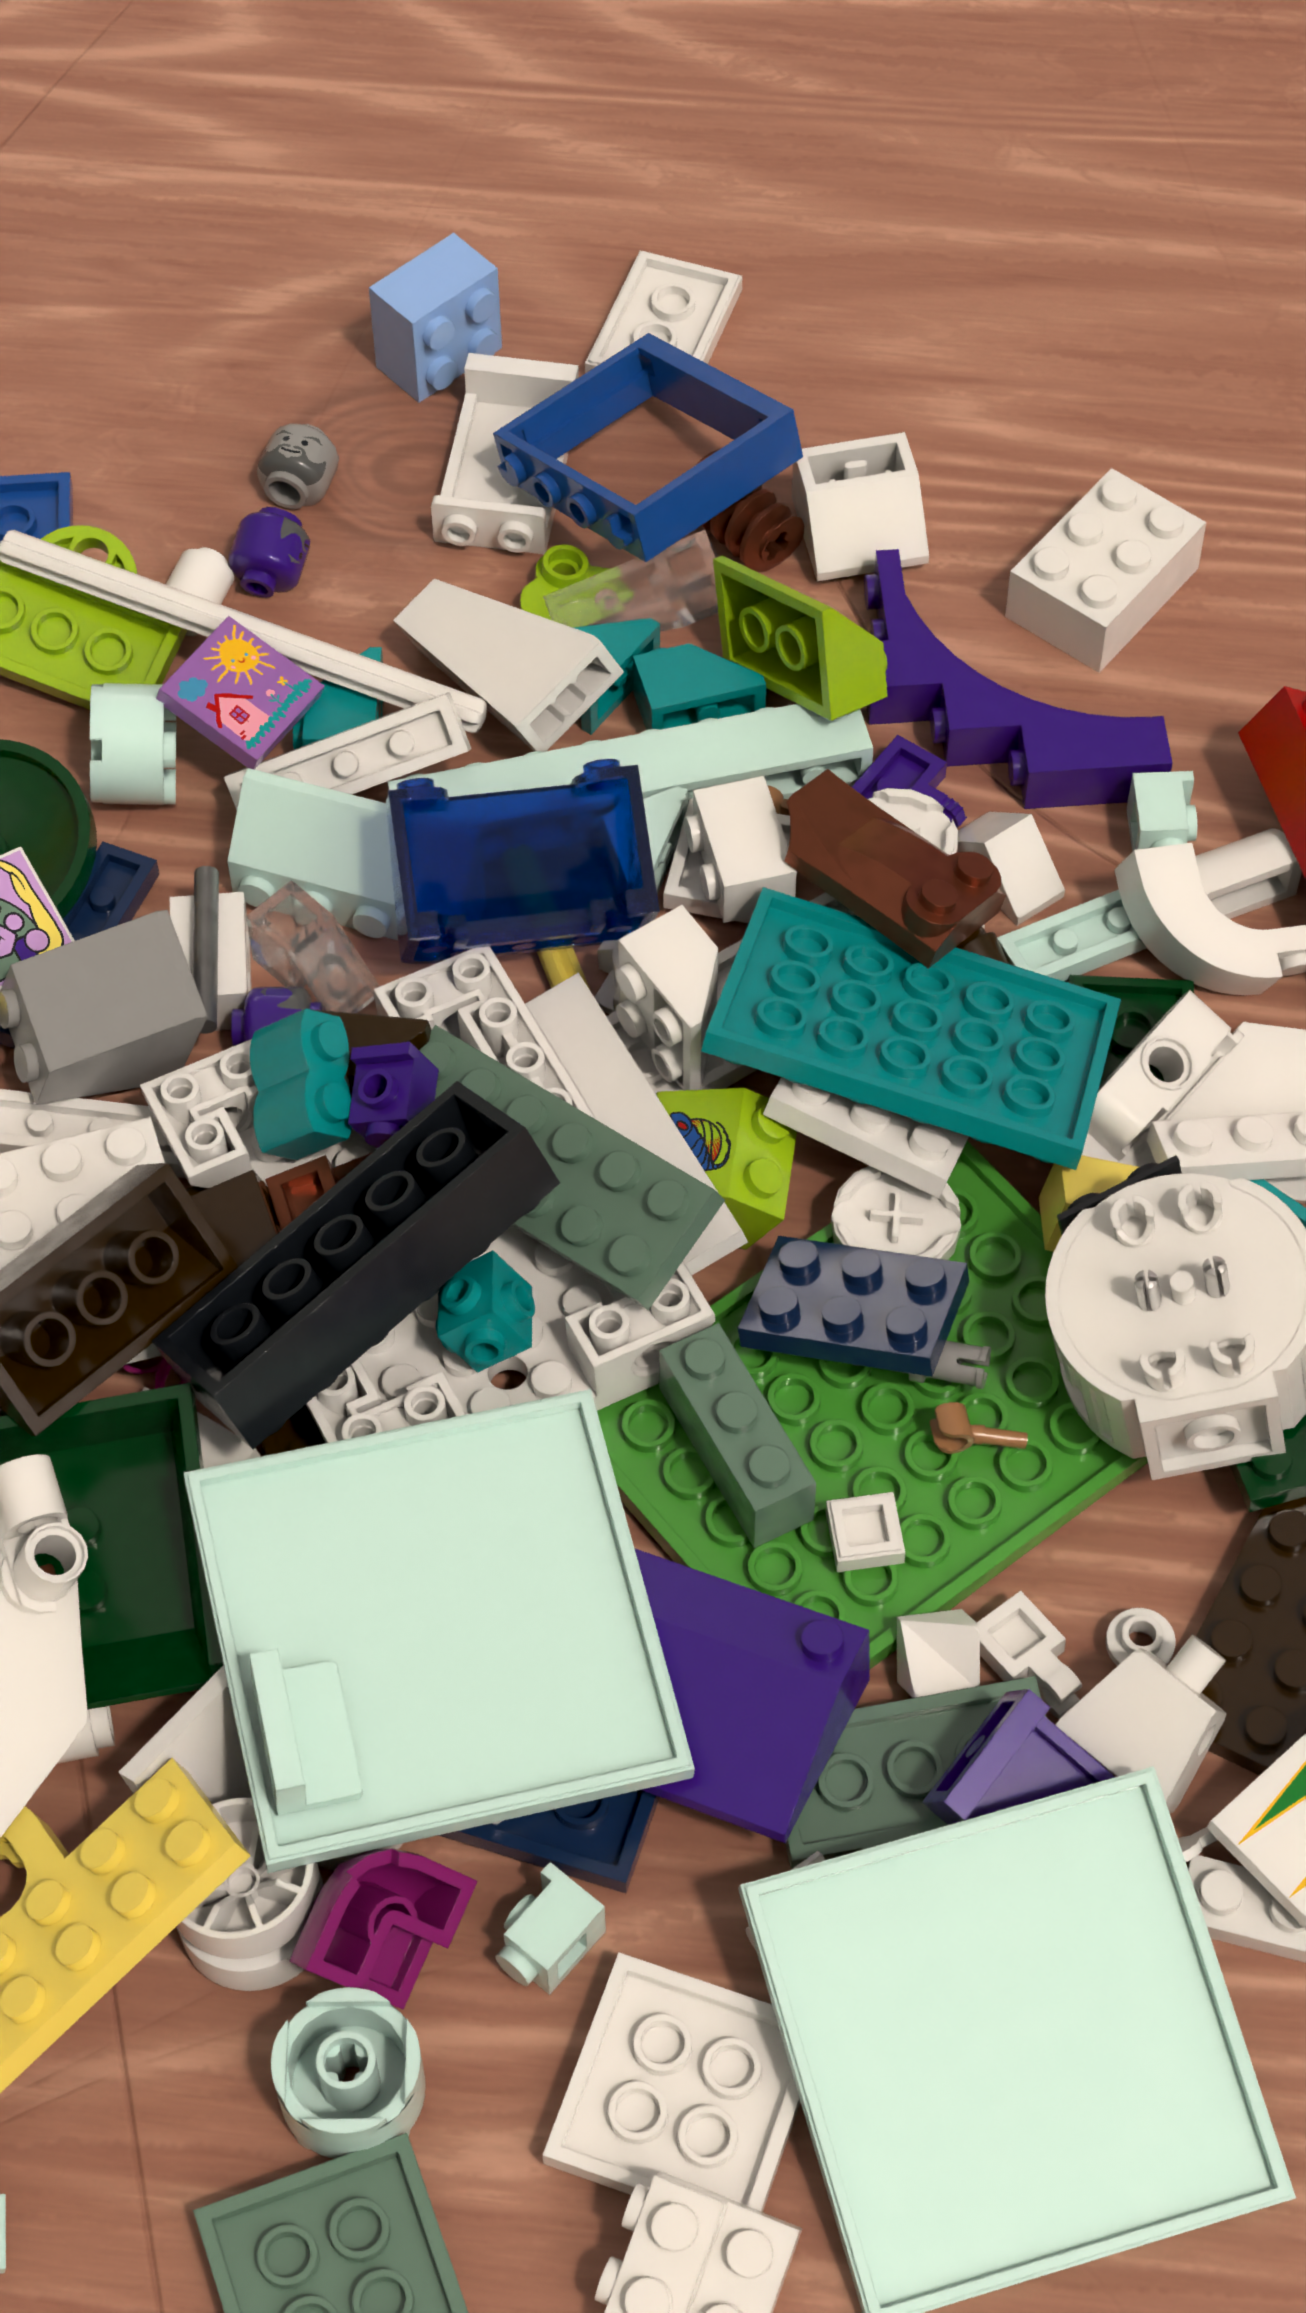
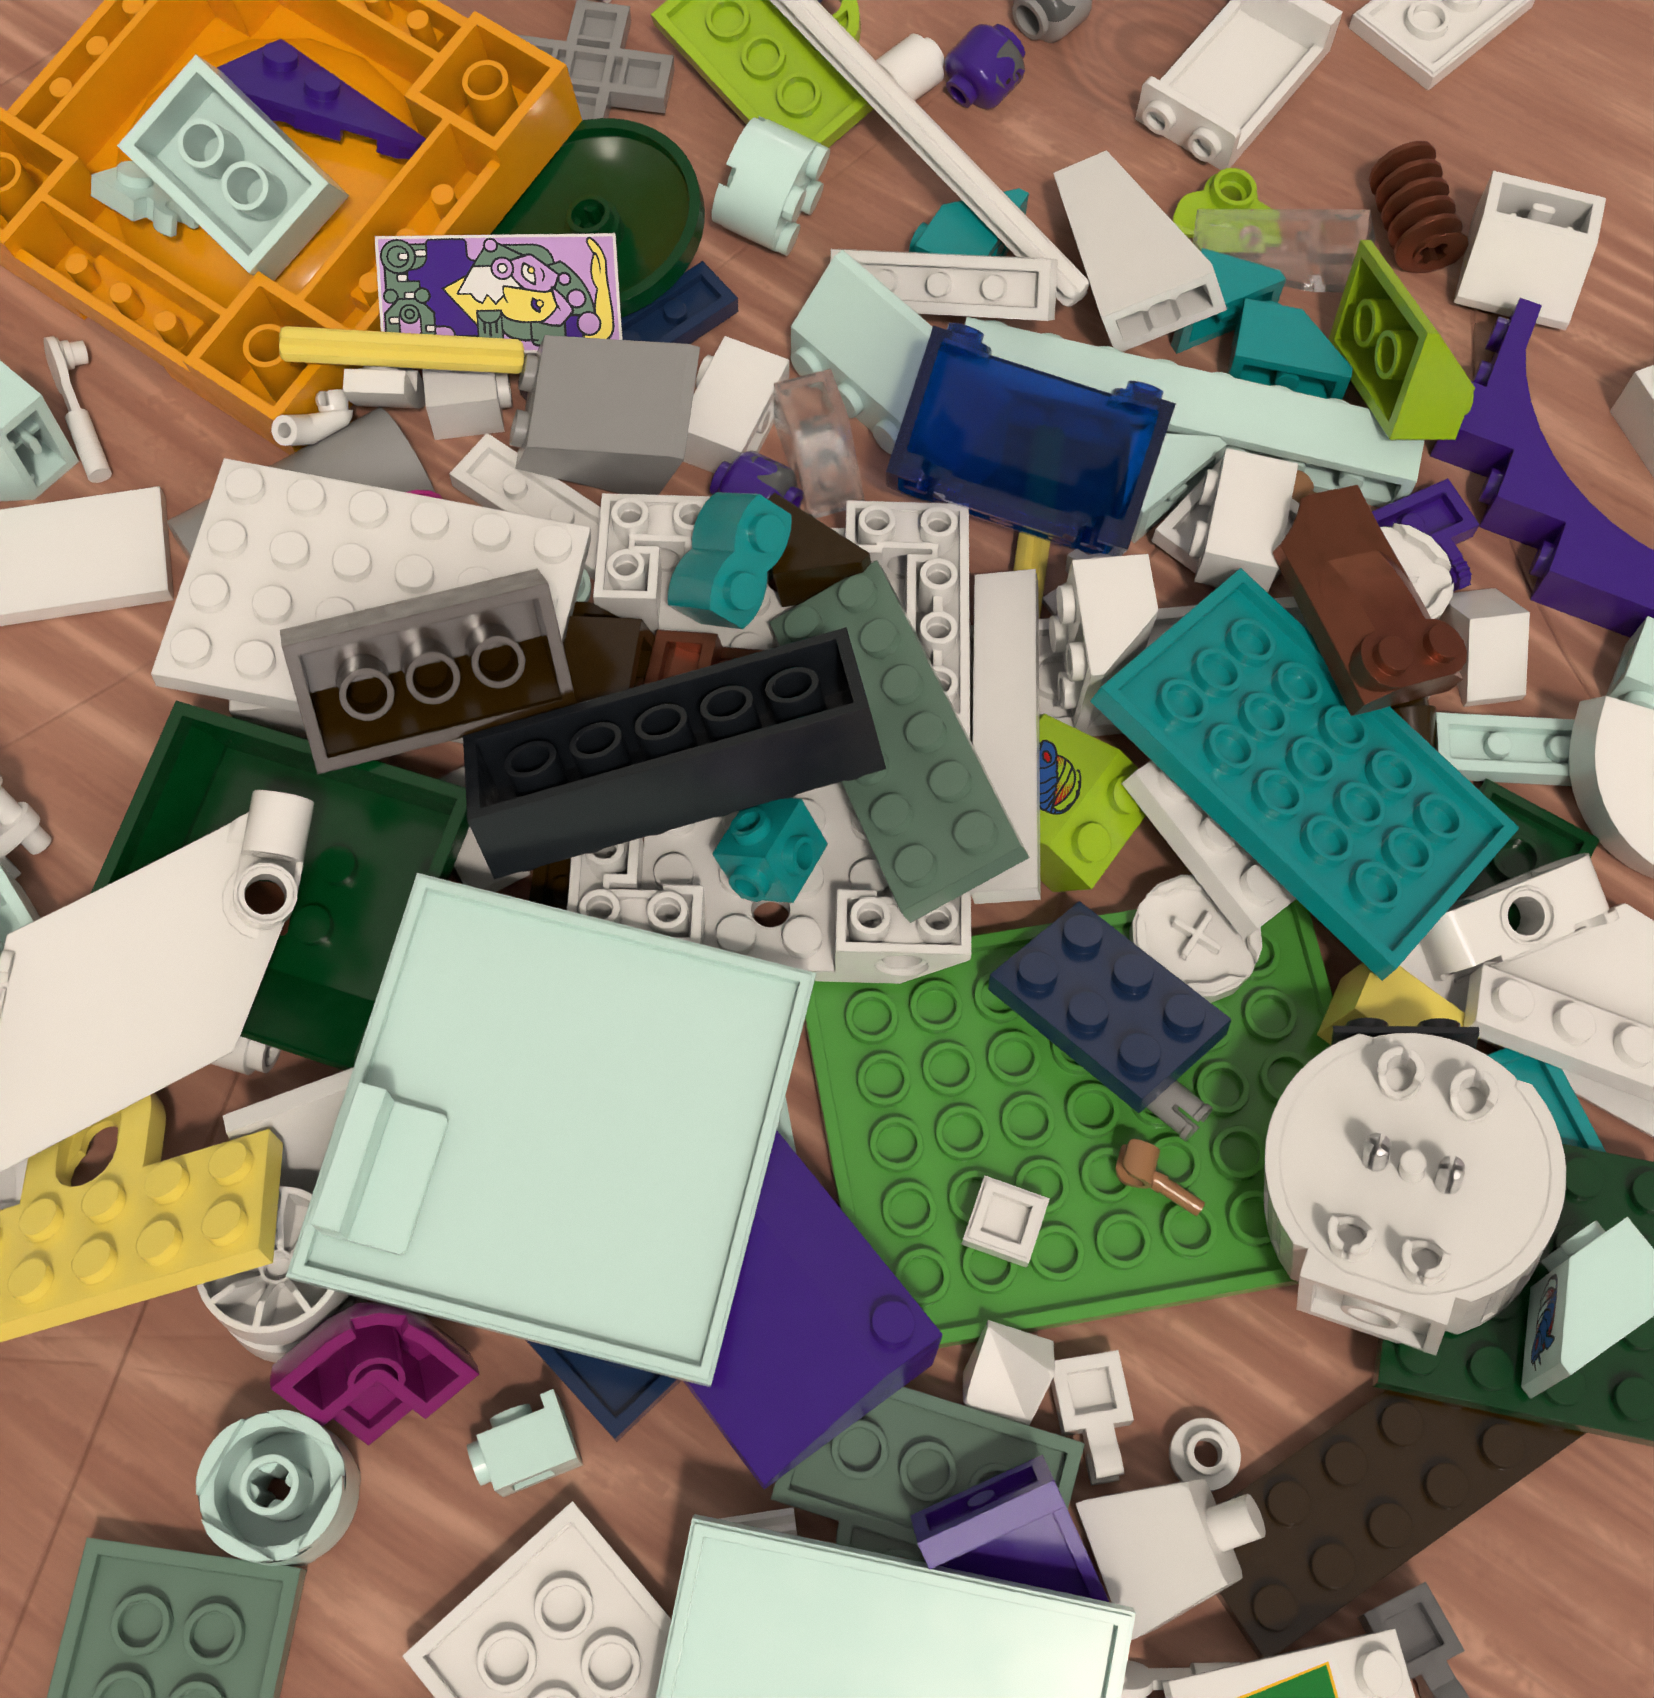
camera: 25 degrees right, 10 degrees up
(206, 941) = (726, 395): flat silver bar -> none
(240, 693) = (878, 179): medium lavender tile -> none
(389, 1089) = (798, 603): dark purple brick -> none
(737, 1435) = (936, 1073): sand green brick -> none
(761, 447) = (1402, 40): blue window -> none

